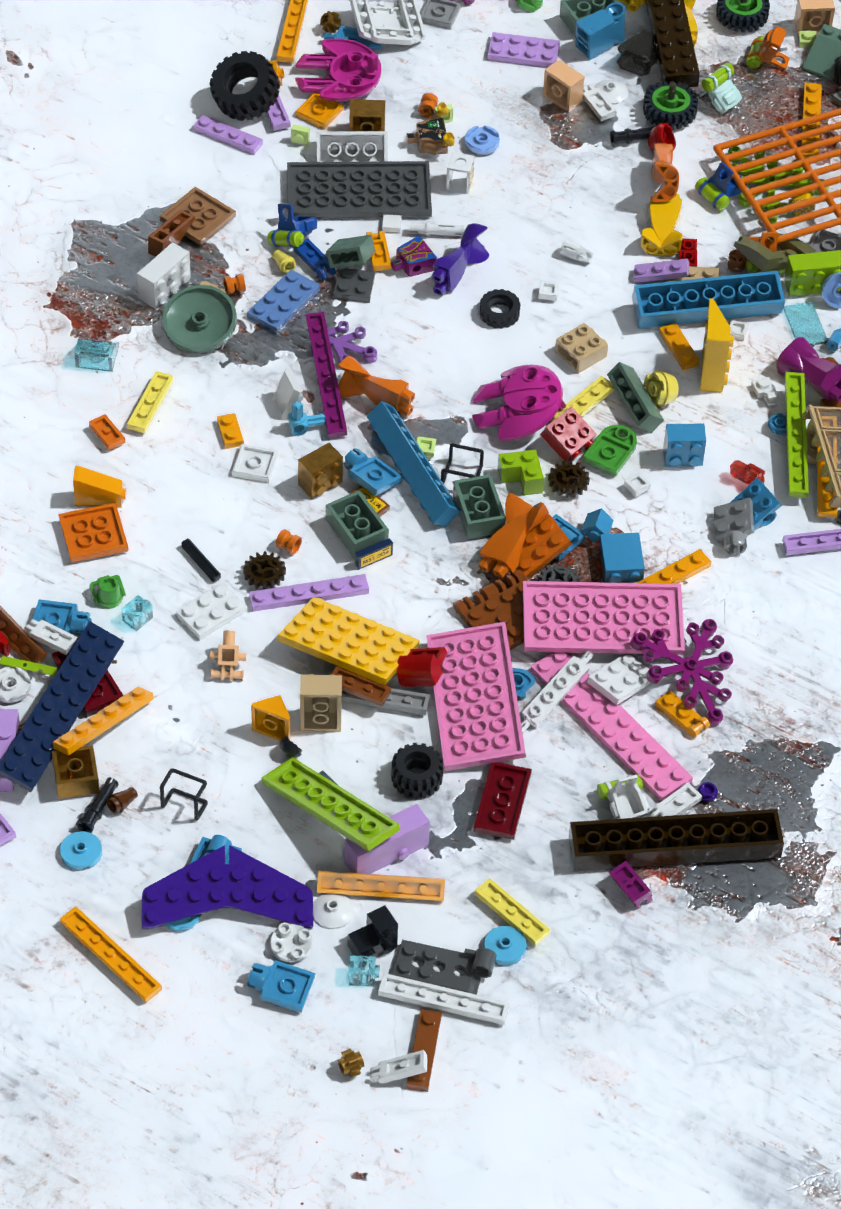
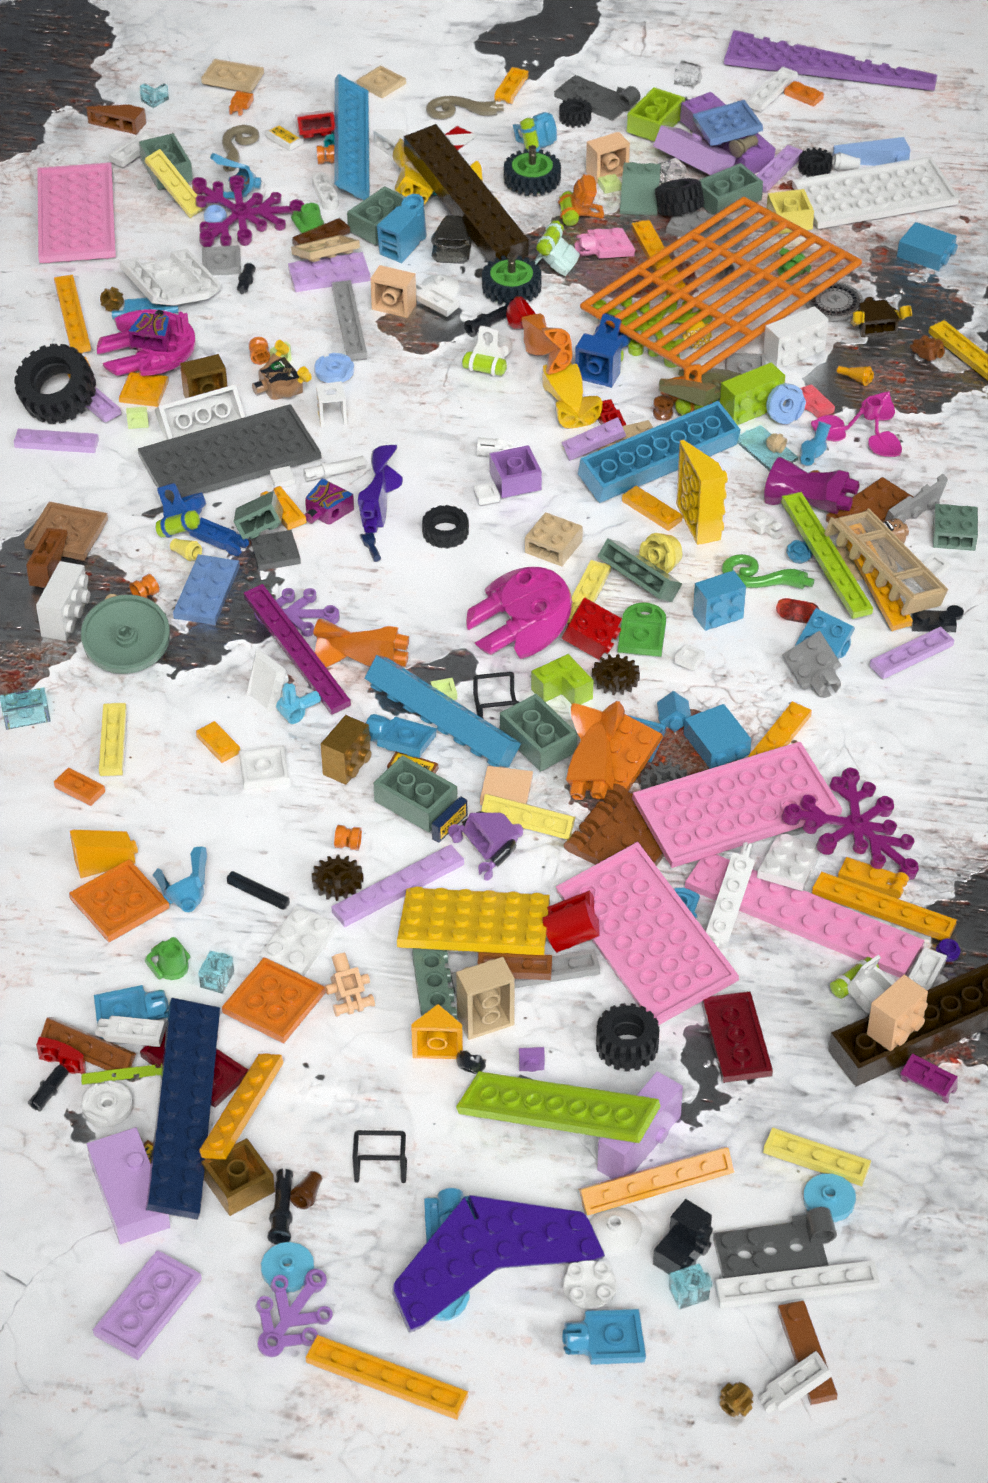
camera: 20 degrees left, 5 degrees down
(64, 886) = (290, 1316): none -> medium lavender plant
(147, 543) = (189, 891): none -> dark azure piece
(169, 649) = (273, 1000): none -> orange plate
(289, 679) = (433, 980): none -> sand green brick
(336, 762) = (531, 1059): none -> medium lavender plate
(343, 62) = (151, 331): none -> magenta torso
(397, 577) = (491, 835): none -> medium lavender torso
(433, 301) = (369, 541): none -> dark blue piece
(433, 543) = (507, 783): none -> light nougat tile
(435, 572) = (530, 816): none -> light yellow plate
(451, 35) = (246, 278): none -> black axle
(516, 100) = (349, 320): none -> light grey plate
(528, 27) = (325, 248): none -> tan plate
(533, 14) = (327, 230): none -> reddish brown plate
(580, 279) = (515, 471): none -> medium lavender brick
(615, 166) = (488, 352): none -> white piece
(623, 824) = (897, 1013): none -> light nougat brick
(676, 740) = (884, 906): none -> light orange plate
(701, 201) = (598, 359): none -> blue brick
(756, 442) = (783, 577): none -> bright green plant
(770, 94) = (604, 243): none -> bright pink plate
(813, 323) = (776, 443): none -> tan plate

